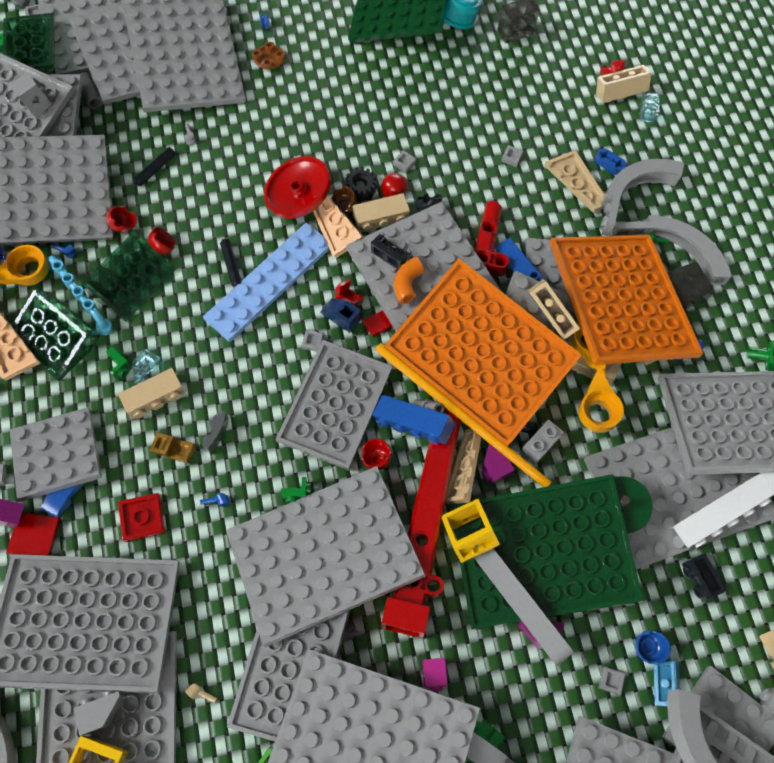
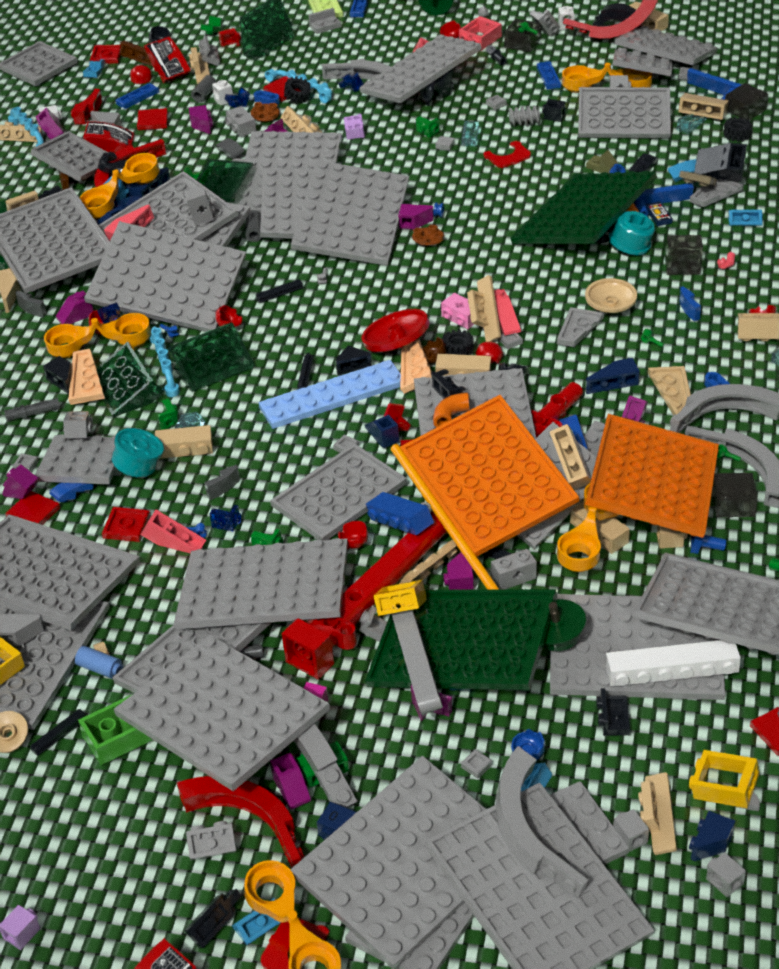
camera: 30 degrees right, 25 degrees down
(30, 413) = (77, 424): none -> light grey brick
(113, 431) = (136, 452): none -> teal wheel
(161, 241) = (253, 340): red hair -> none
(173, 448) = (178, 485): pearl gold slope -> none
(198, 518) = (171, 534): none -> coral slope
(202, 711) = (98, 662): none -> medium blue brick
(238, 481) = (224, 519): none -> clear blue bracket
(245, 35) = (414, 216): none -> magenta slope
(271, 234) = (352, 360): none -> black slope
(345, 142) = (457, 310): none -> bright pink brick
(372, 137) = (484, 309): none -> tan bracket
(386, 133) = (506, 315): none -> coral slope
(447, 559) = (372, 624): none -> light grey bracket
(458, 128) = (578, 325): none -> light grey wing
(476, 86) = (611, 295): none -> tan dish
(512, 156) = (618, 355): light grey tile -> none
(524, 123) = (647, 336): none -> green hand
(524, 176) = (614, 376): none -> dark blue slope
(547, 78) = (688, 304): none -> blue slope
(553, 14) = (726, 263): none -> coral arm
(560, 221) = (635, 409): none -> magenta slope

